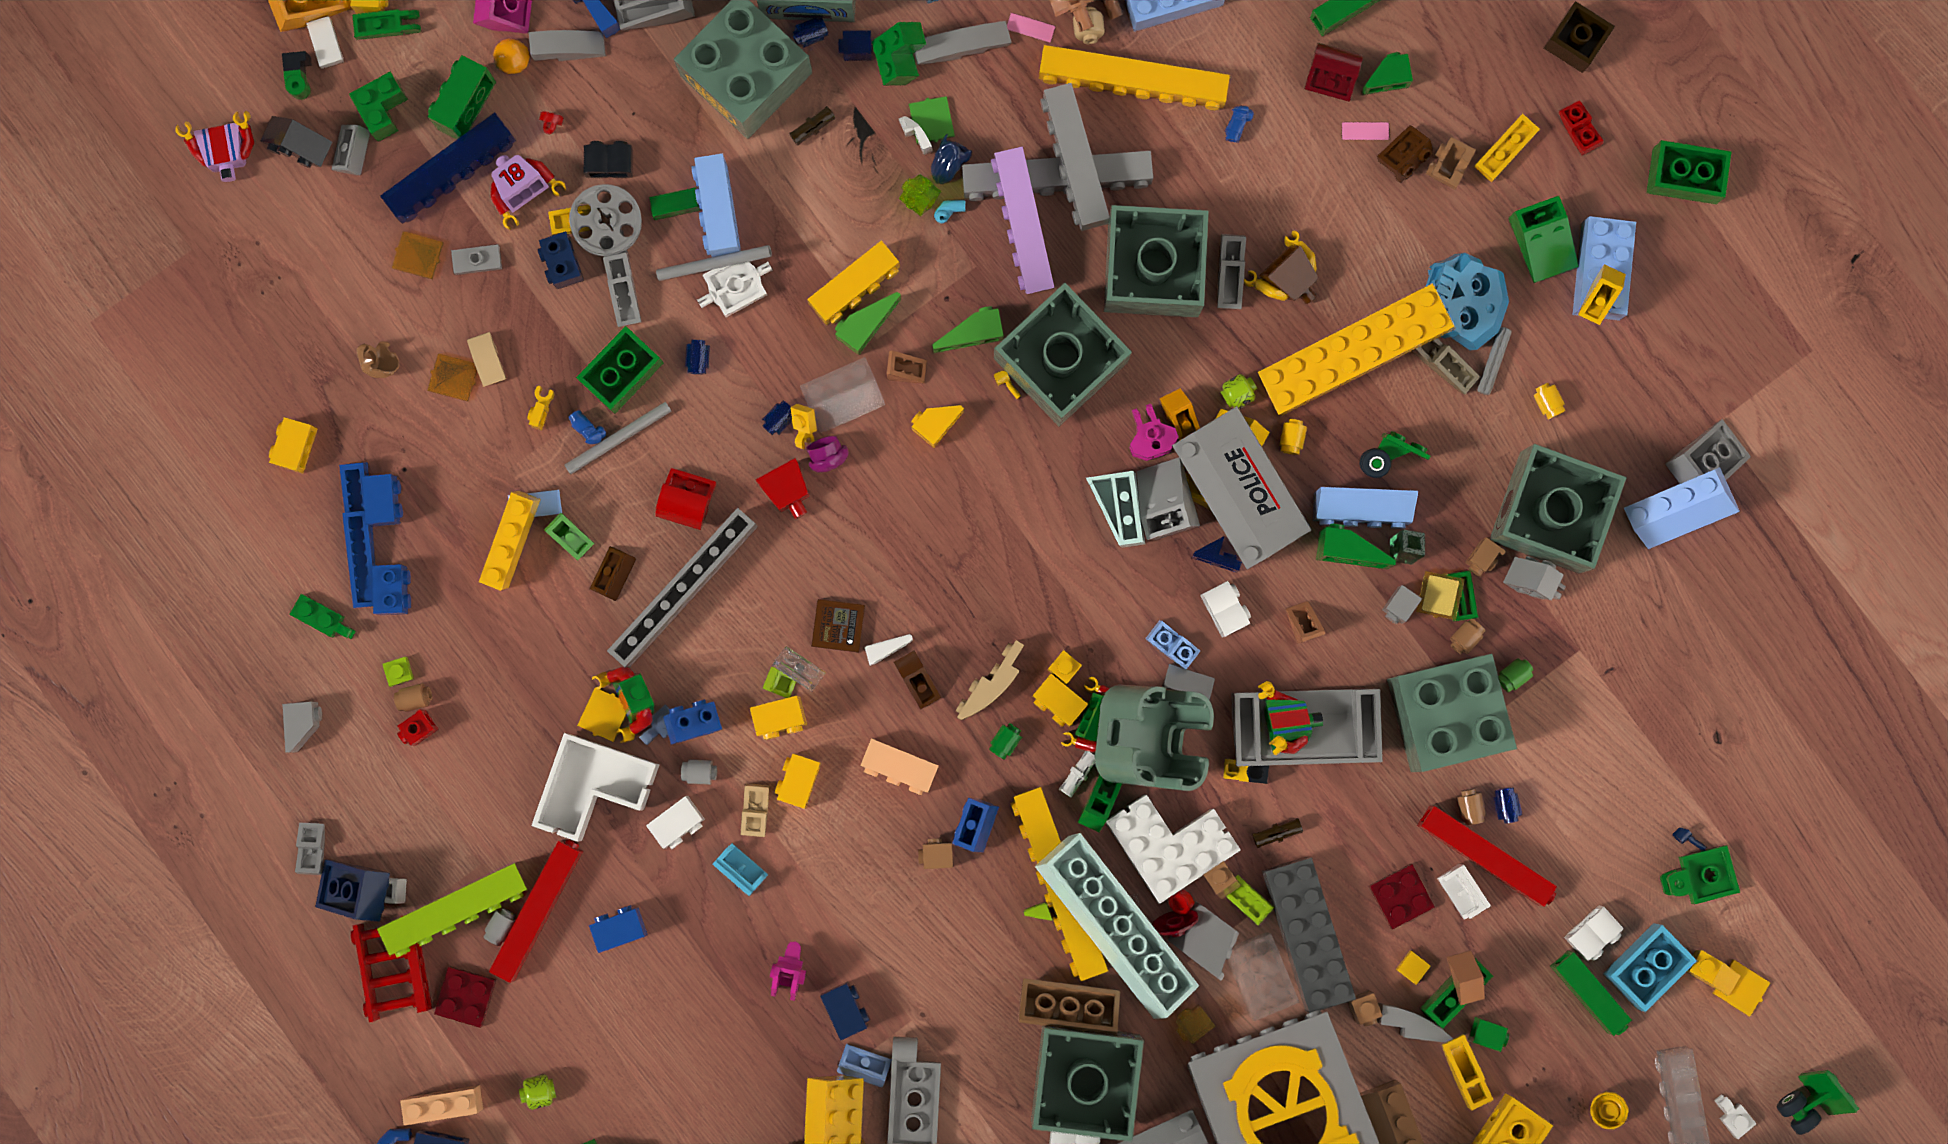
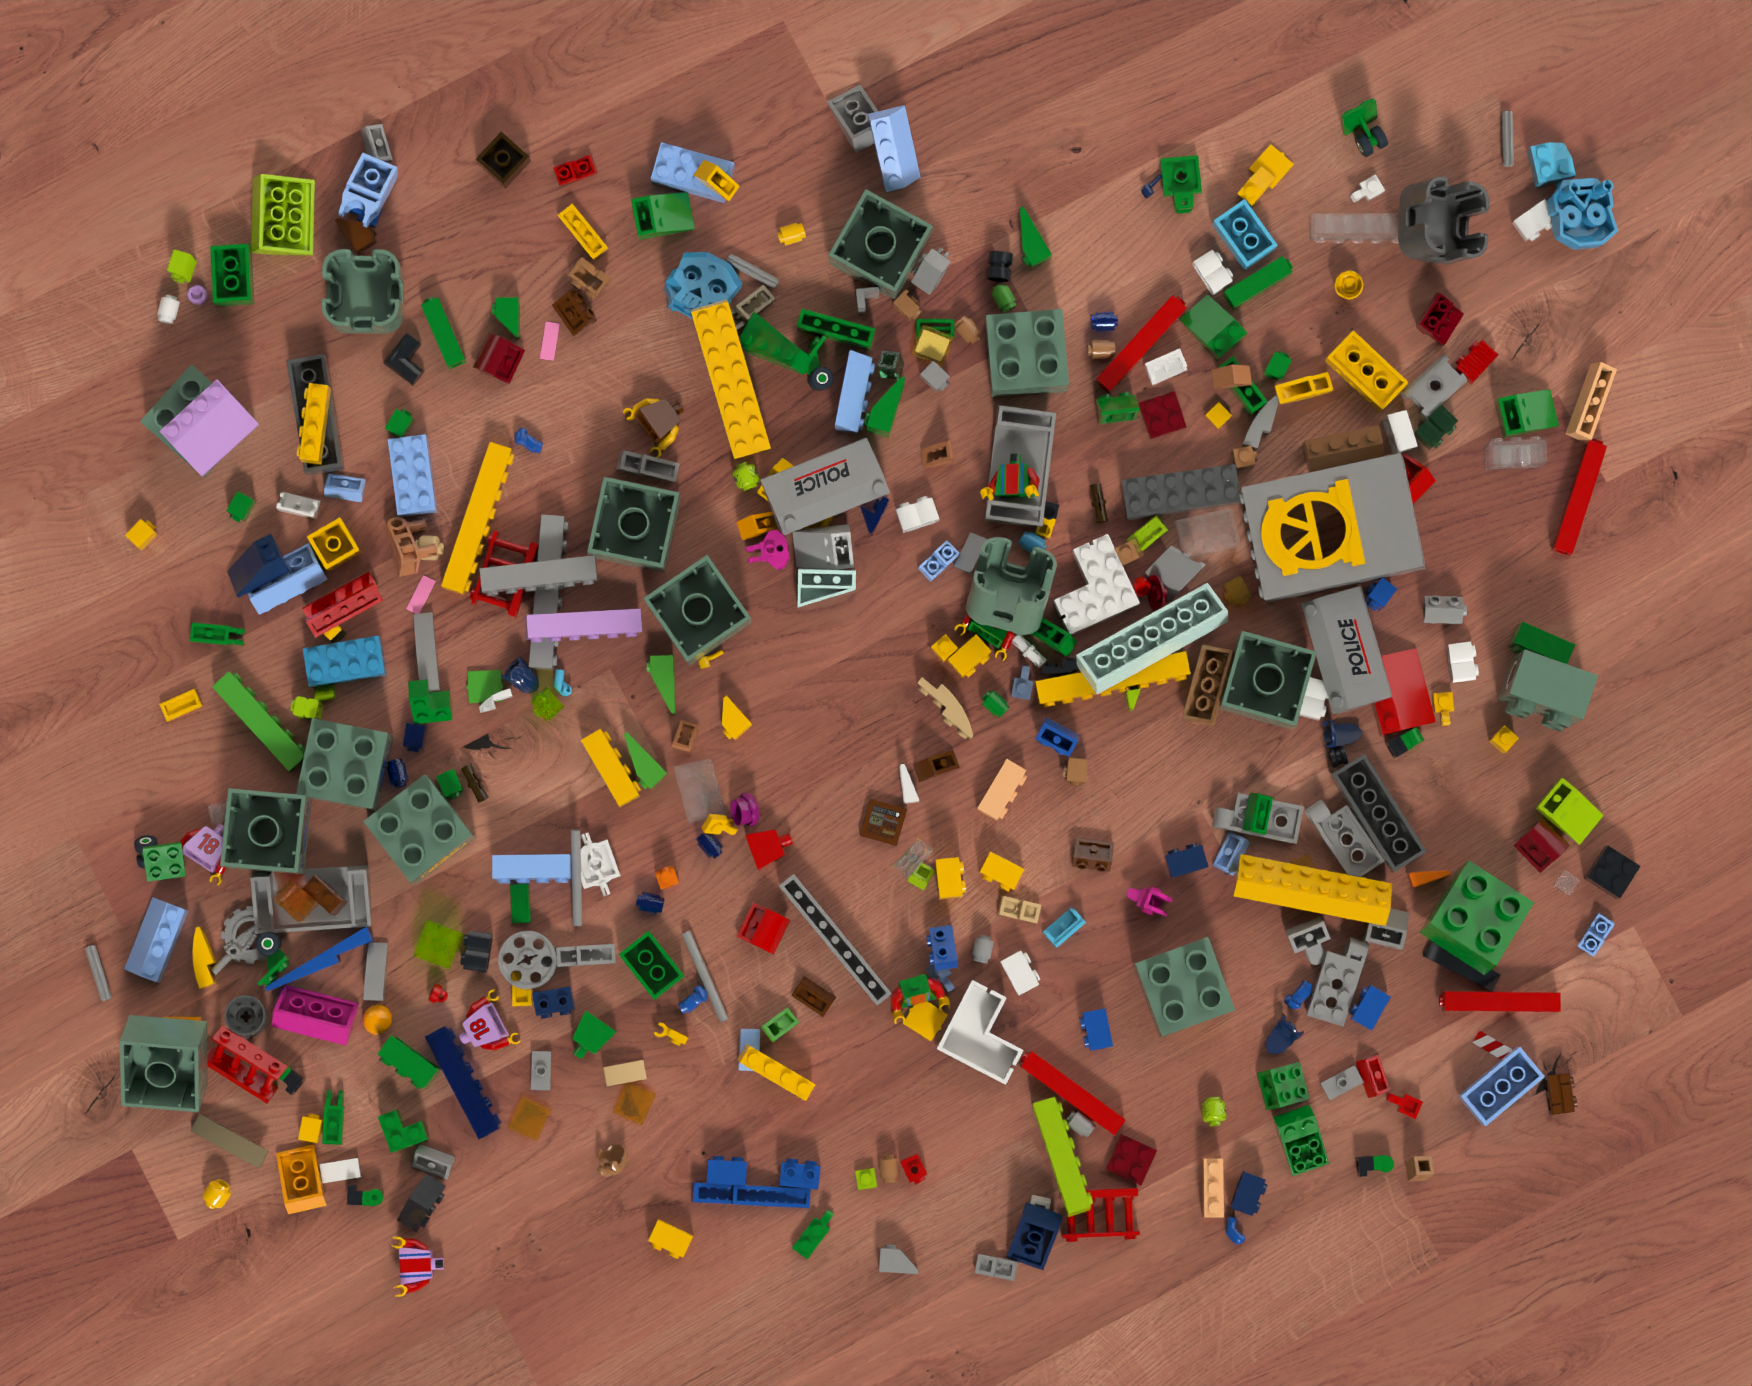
camera: 80 degrees left, 0 degrees up
(527, 311) = (591, 1035): none -> green torso
(609, 113) = (439, 944): none -> clear neon green brick
(684, 1032) = (1183, 987): none -> sand green brick
(730, 372) = (667, 877): none -> orange brick
(805, 96) = (450, 784): none -> green brick
(836, 892) = (1093, 854): none -> reddish brown bracket
(917, 1092) = (1257, 813): none -> green slope
(1032, 772) = (1022, 687): none -> sand blue plate
(1035, 138) = (529, 552): none -> red fence
(1066, 824) = (1067, 666): none -> black slope
(1216, 755) = (1031, 540): none -> dark azure brick
(1293, 437) = (789, 439): yellow brick -> none
(1400, 838) = (1117, 408): none -> green slope
(1407, 393) = (769, 344): none -> green wedge
(1440, 472) = (835, 329): none -> green brick
(1490, 500) = (865, 293): none -> light grey panel
(1524, 945) = (1213, 327): none -> green slope
(1557, 663) = (999, 266): none -> black wheel
(1586, 702) = (1033, 246): none -> green slope
(1689, 172) = (626, 93): green brick -> none

